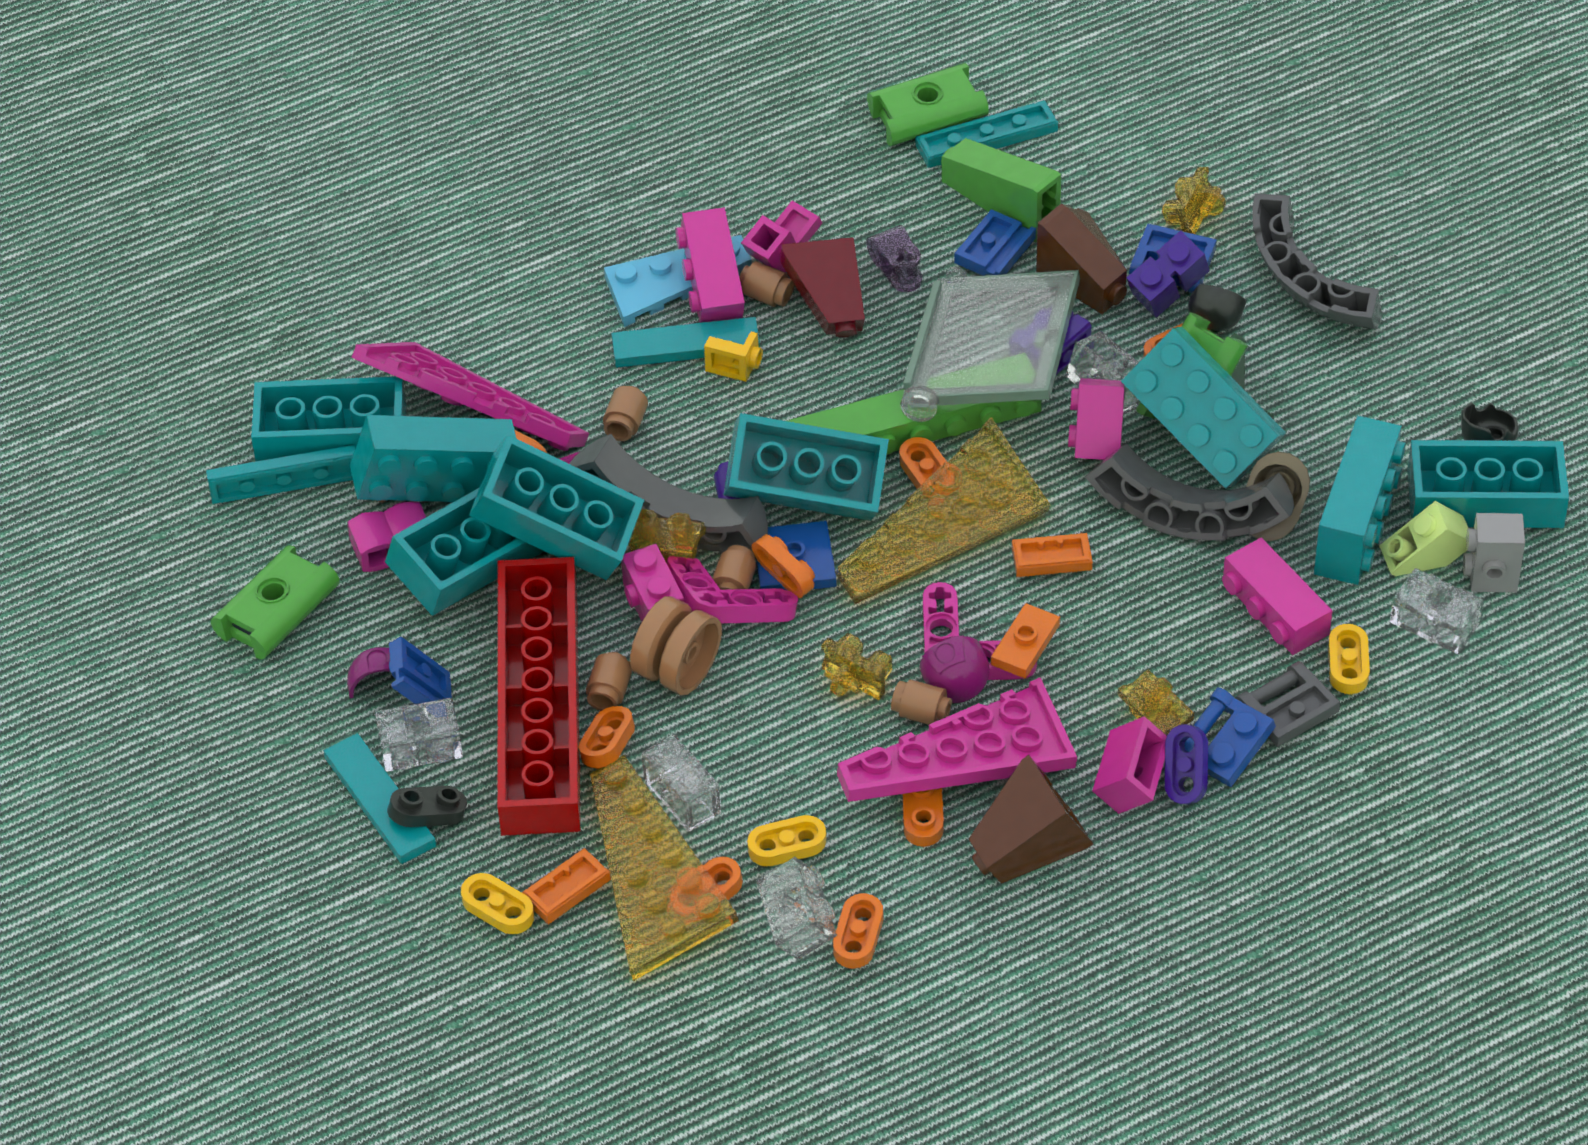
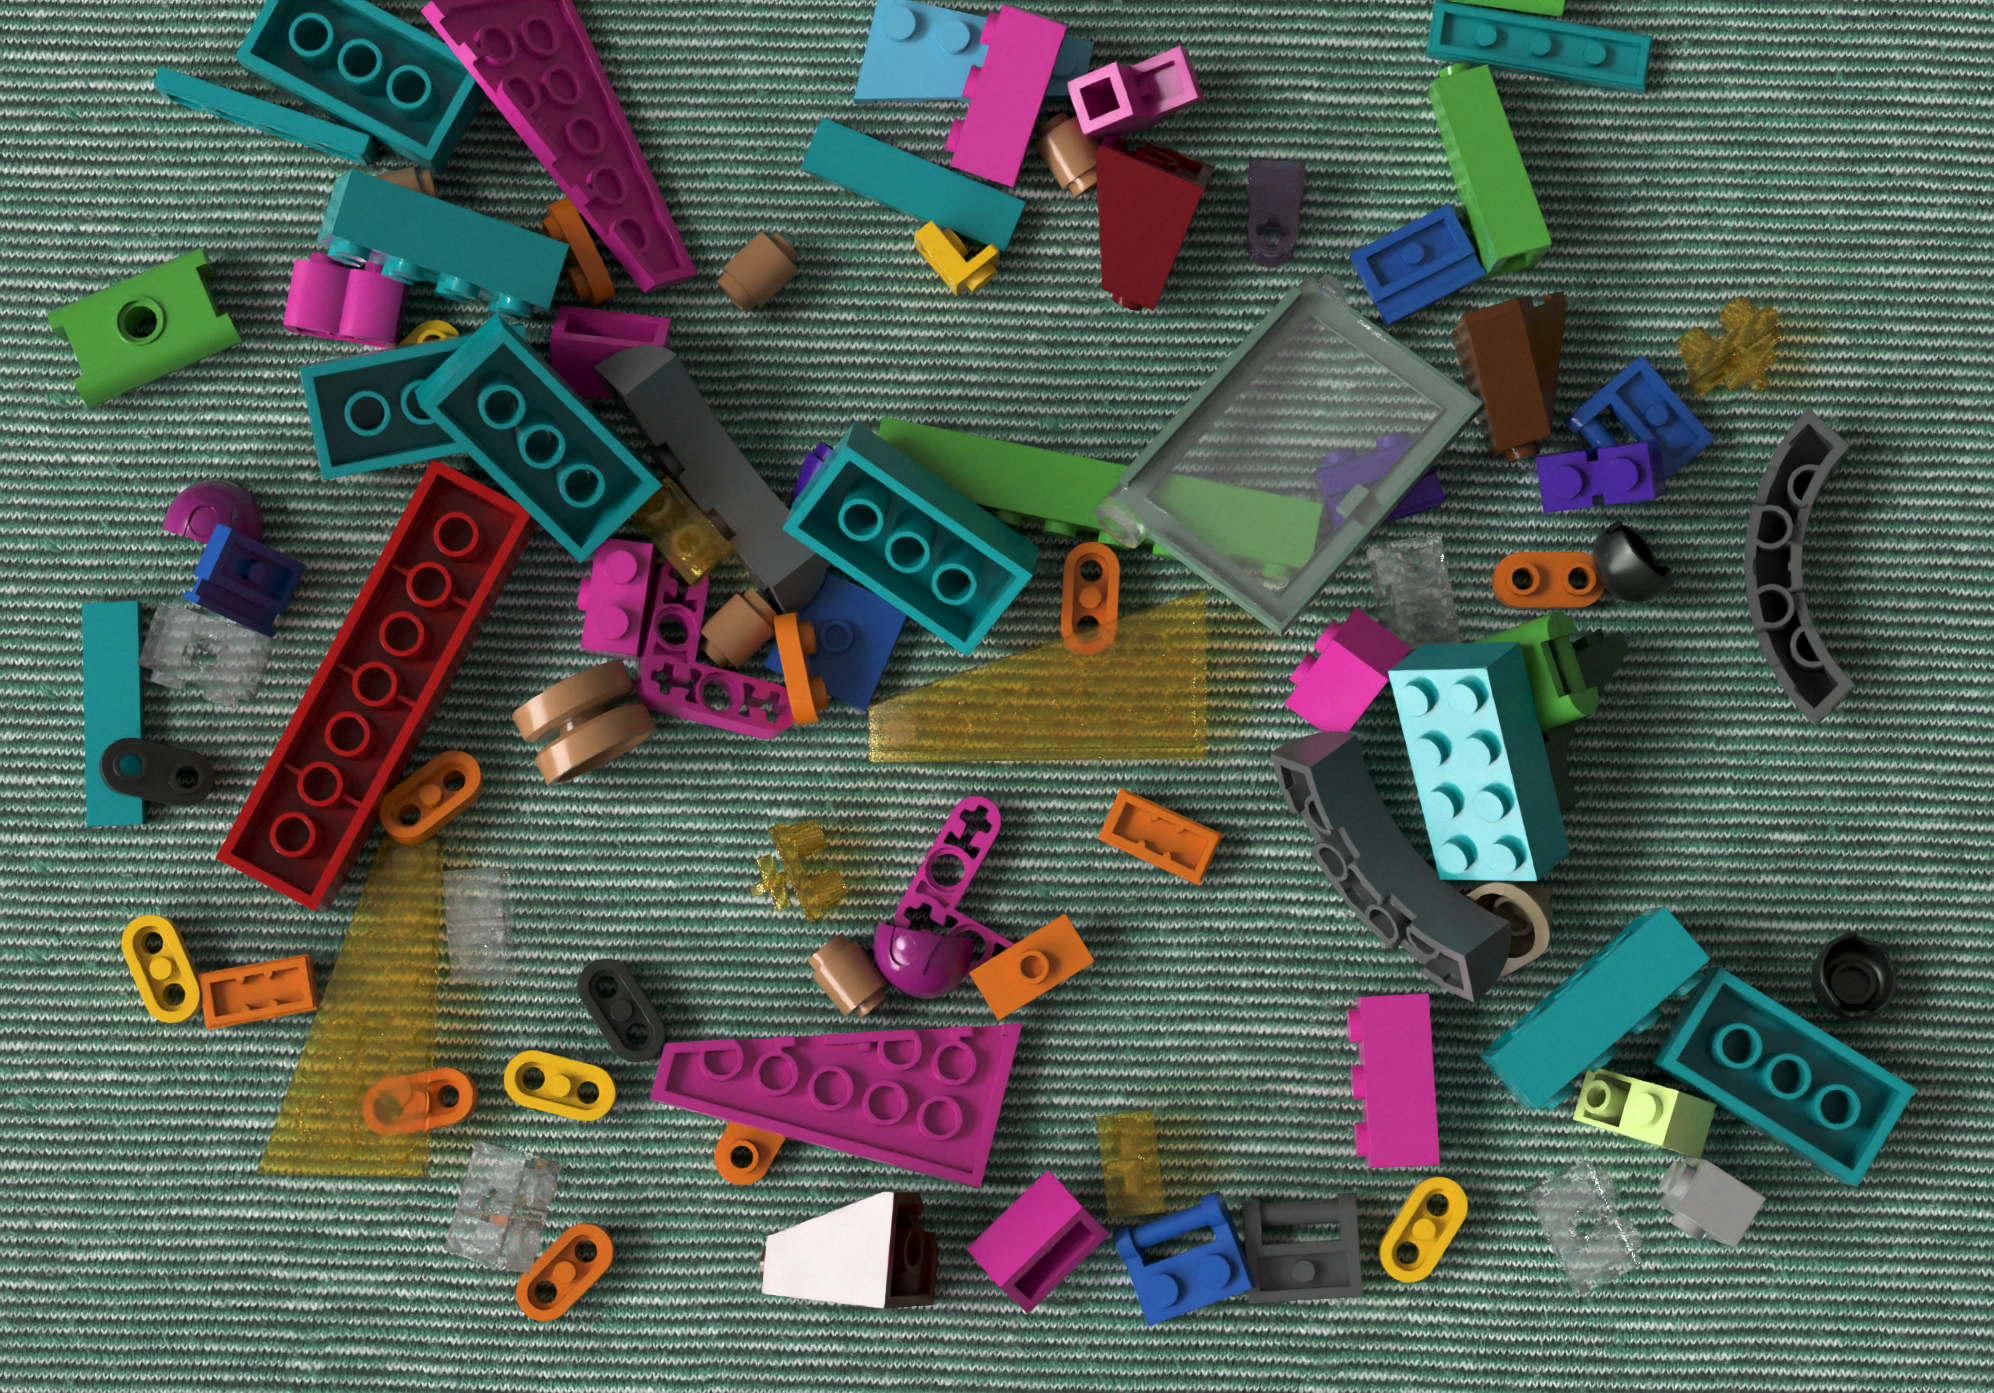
camera: 30 degrees right, 35 degrees up
(608, 680) = (485, 707): medium nougat brick -> none
(799, 786) = (617, 1014): none -> pearl dark grey plate
(1184, 764) = (1111, 1270): dark purple plate -> none

